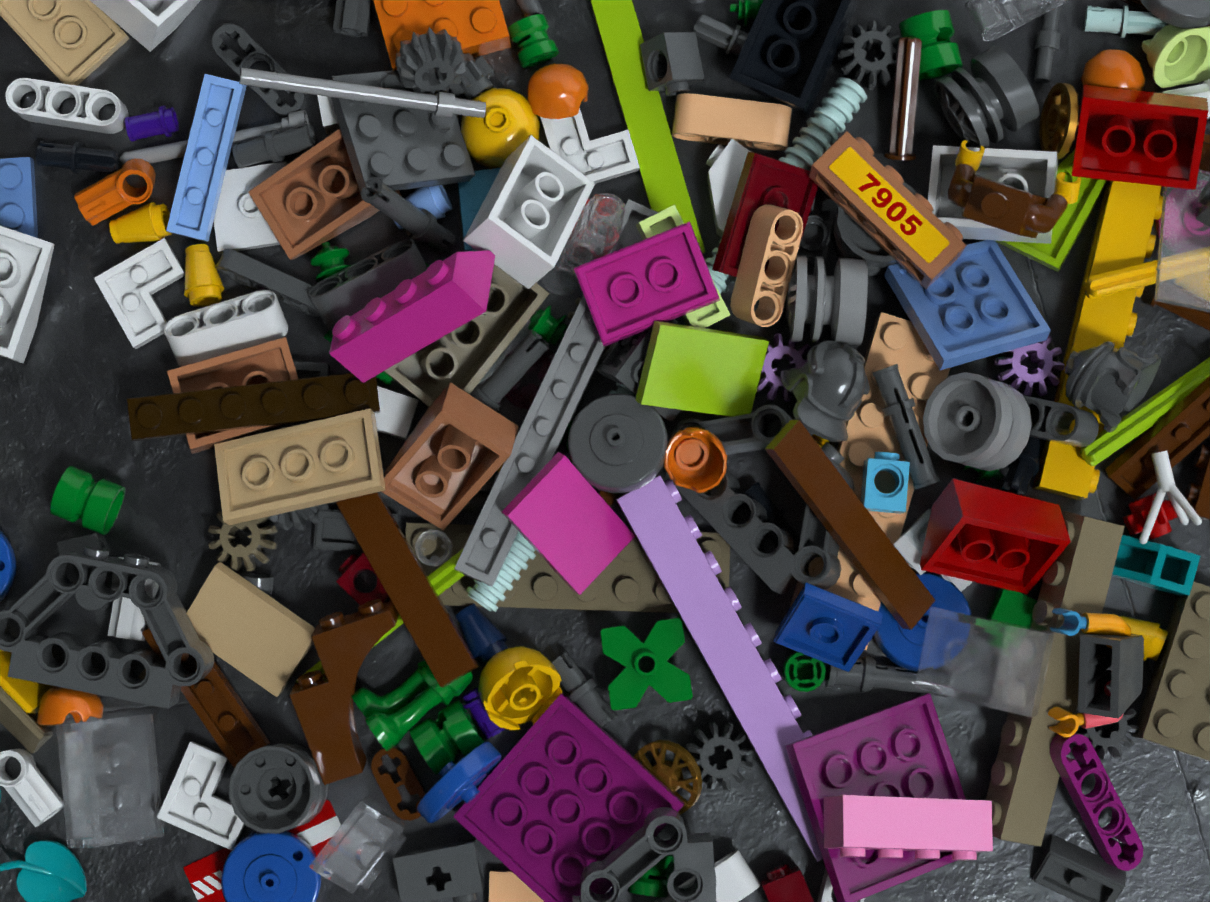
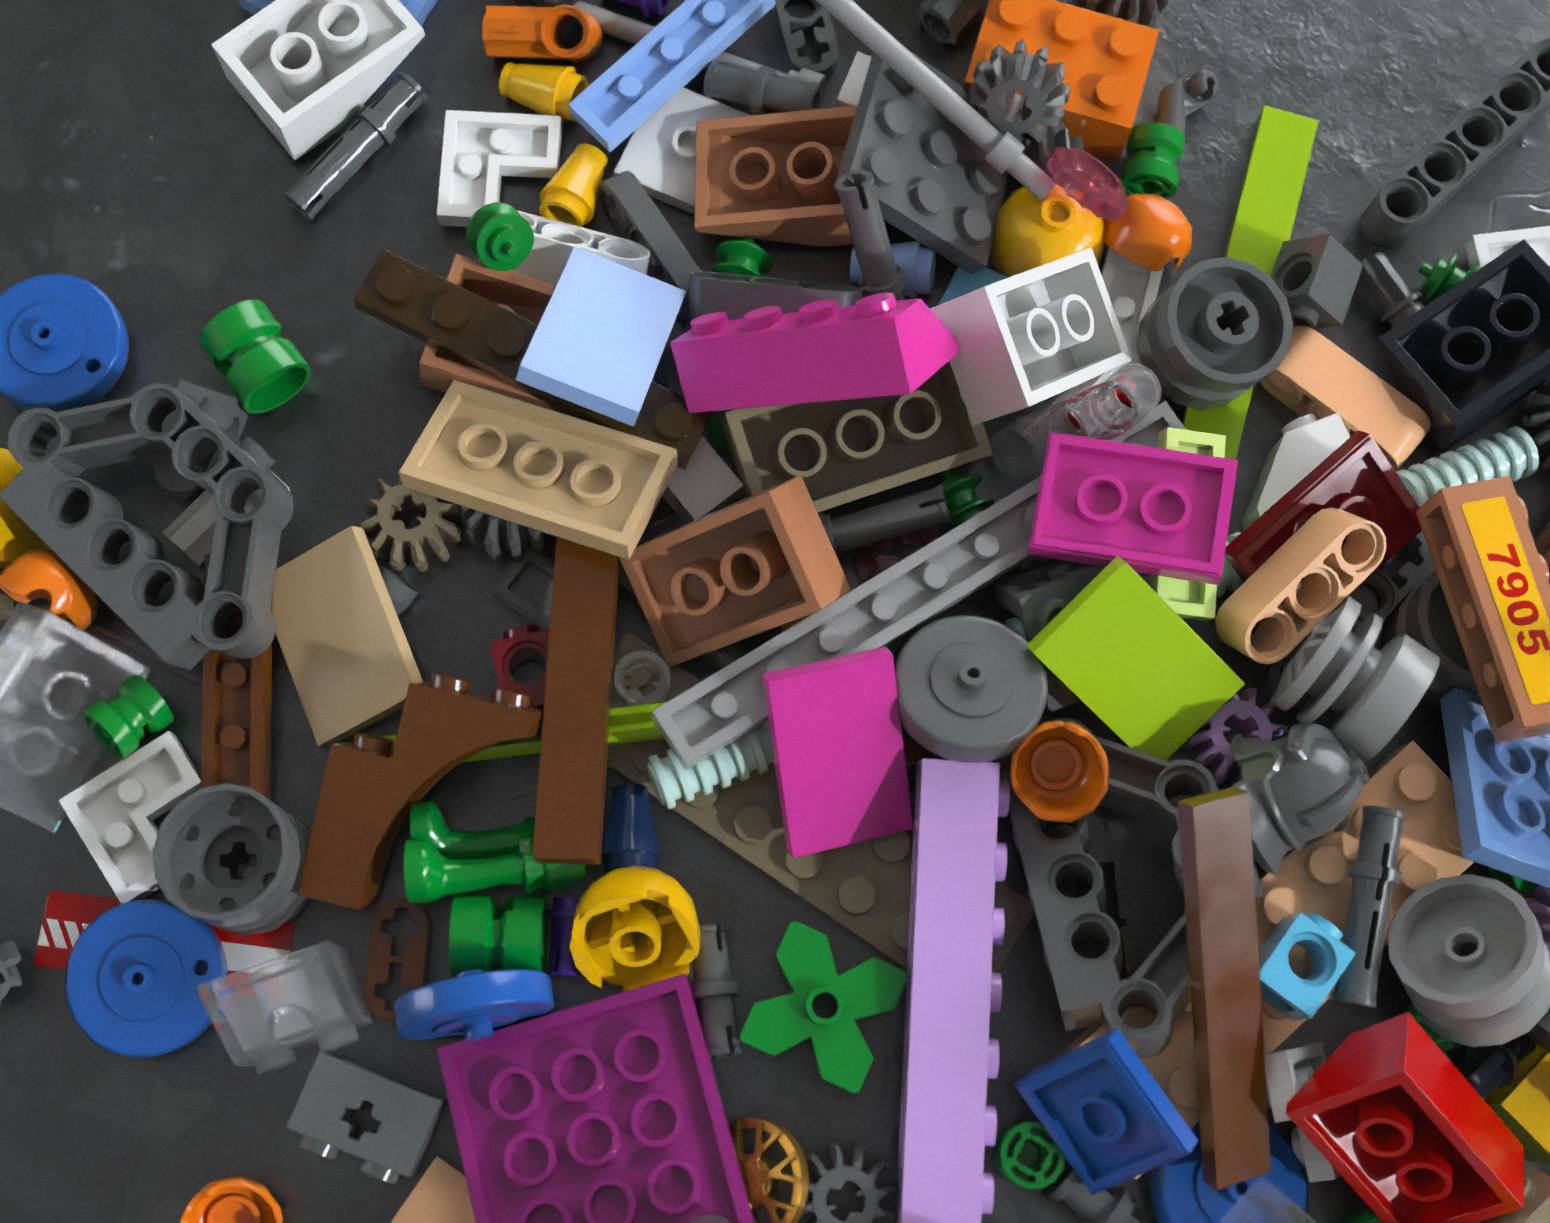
camera: 20 degrees right, 10 degrees down
(54, 332) = (370, 130): none -> dark grey pin
(161, 752) = (122, 721): none -> green wheel
(186, 346) = (499, 236): none -> green wheel
(285, 369) = (601, 336): none -> light blue tile
(504, 89) = (1089, 182): none -> clear pink gear
(646, 118) = (1215, 333): none -> dark grey wheel

